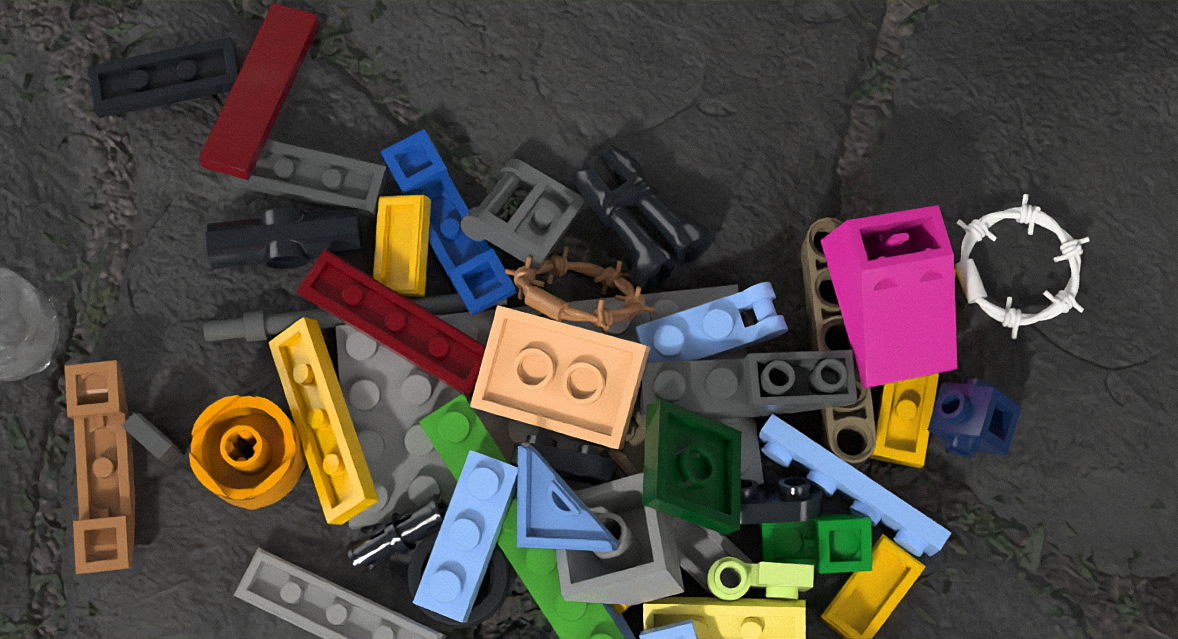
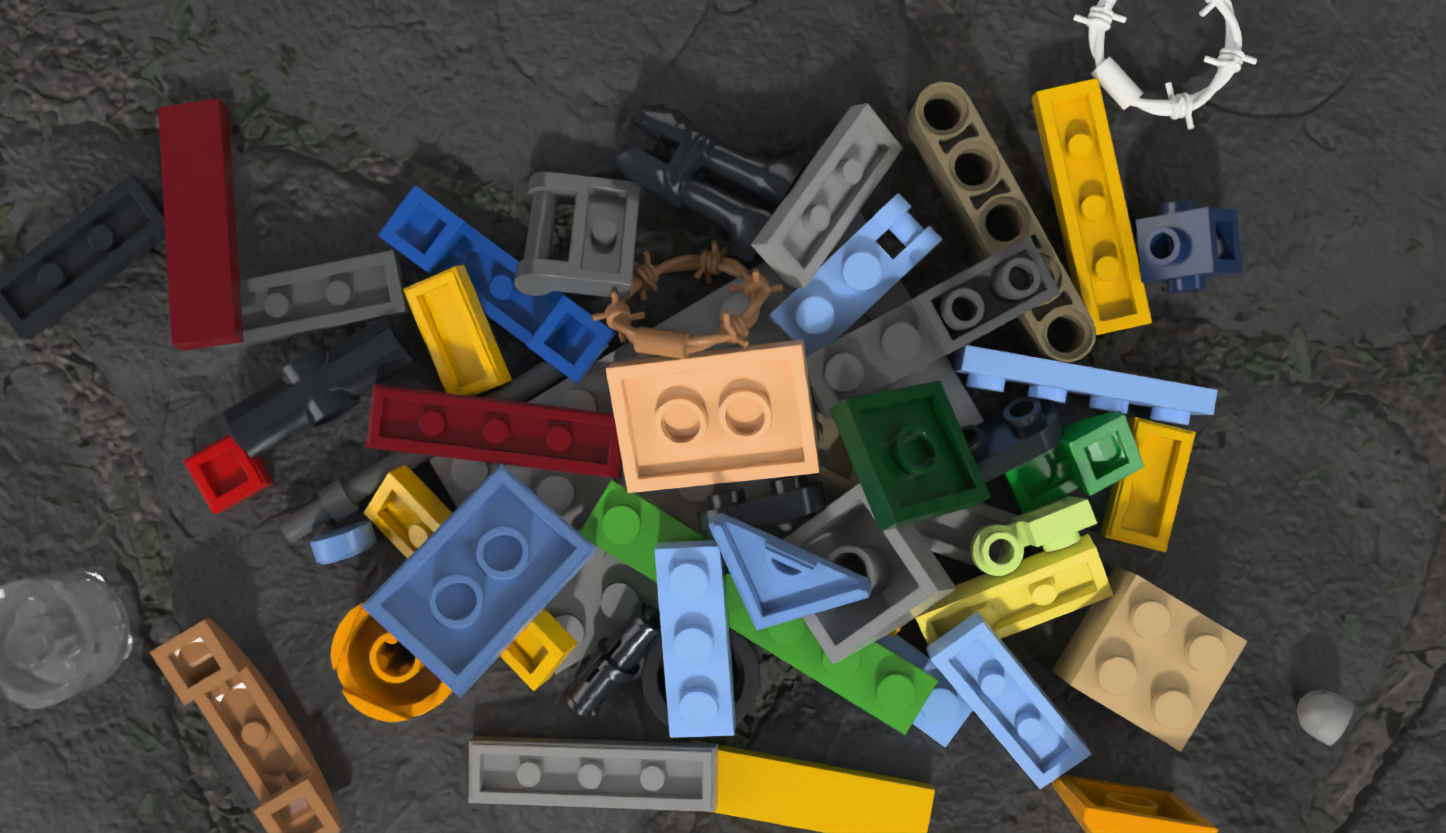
camera: 20 degrees left, 15 degrees up
(153, 439) = (293, 681): dark grey tile -> none
(185, 271) = (227, 474): none -> red tile
(243, 355) = (343, 542): none -> medium blue tile
(331, 417) = (479, 580): none -> medium blue tile
(717, 263) = (827, 196): none -> light grey plate
(896, 293) = (1052, 145): dark pink slope -> none

